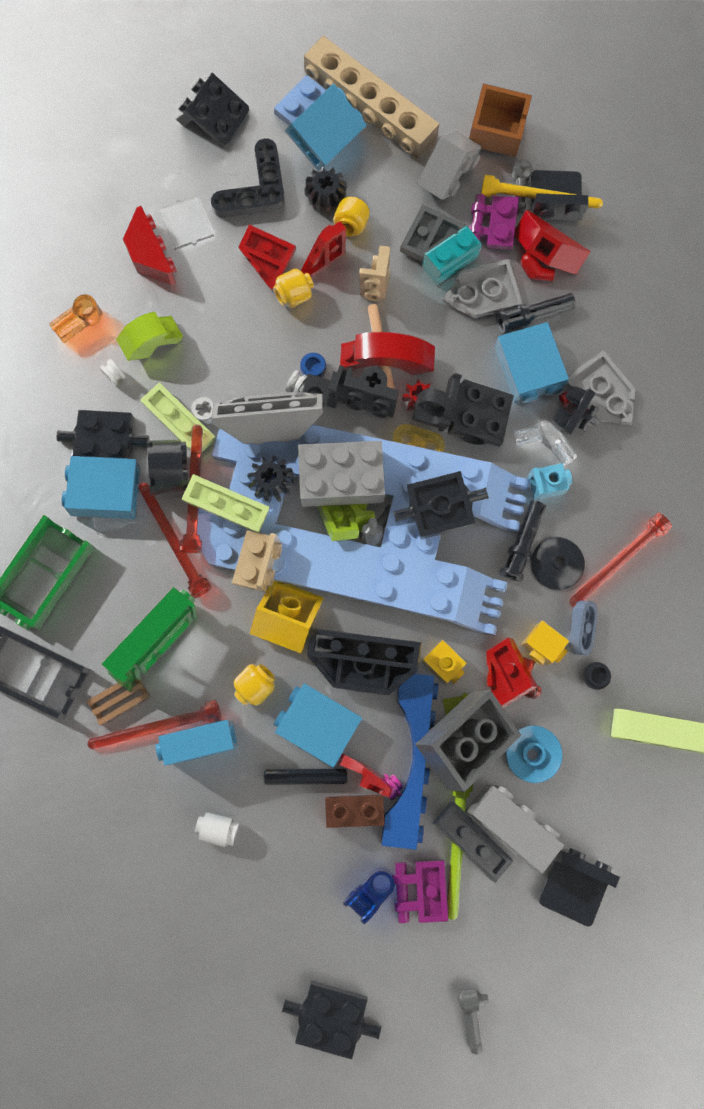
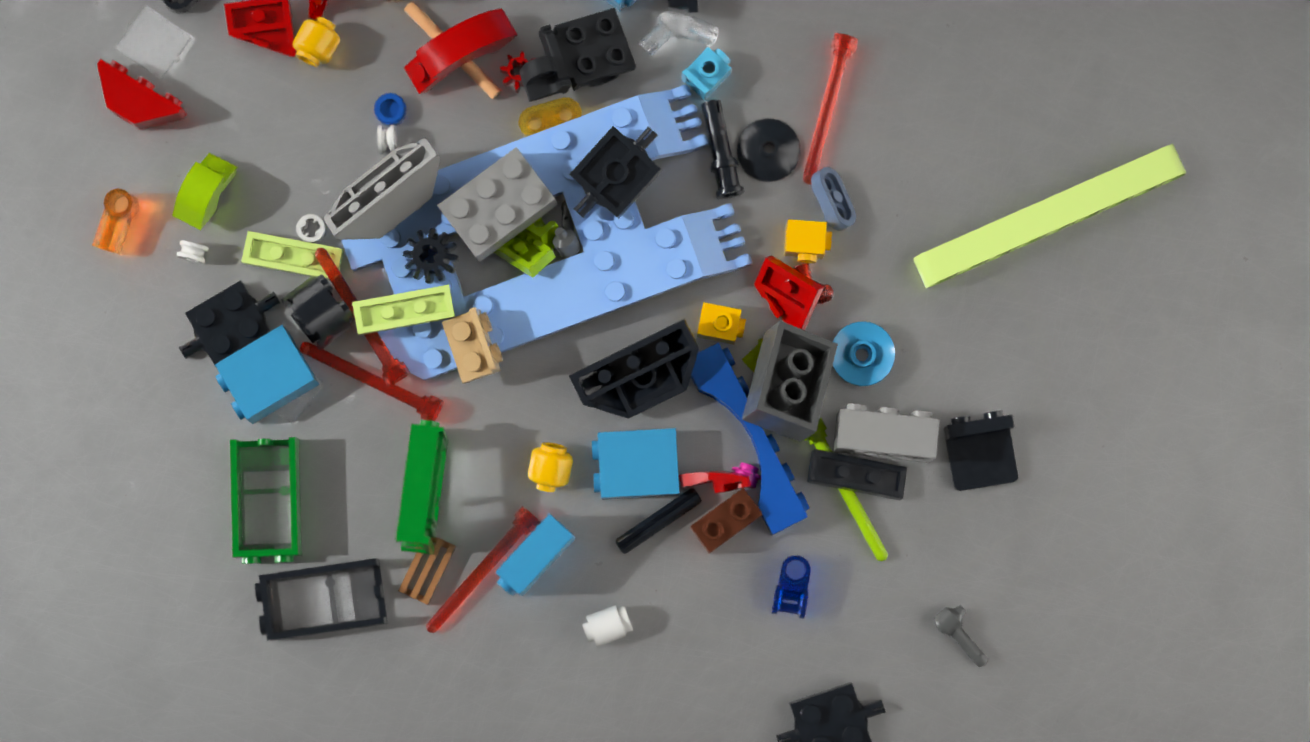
camera: 25 degrees left, 5 degrees up
(286, 616) = (536, 379): yellow slope -> none
(358, 394) = (455, 111): black plate -> none
(430, 891) = (847, 548): magenta plate -> none
(596, 675) = (876, 237): black plate -> none

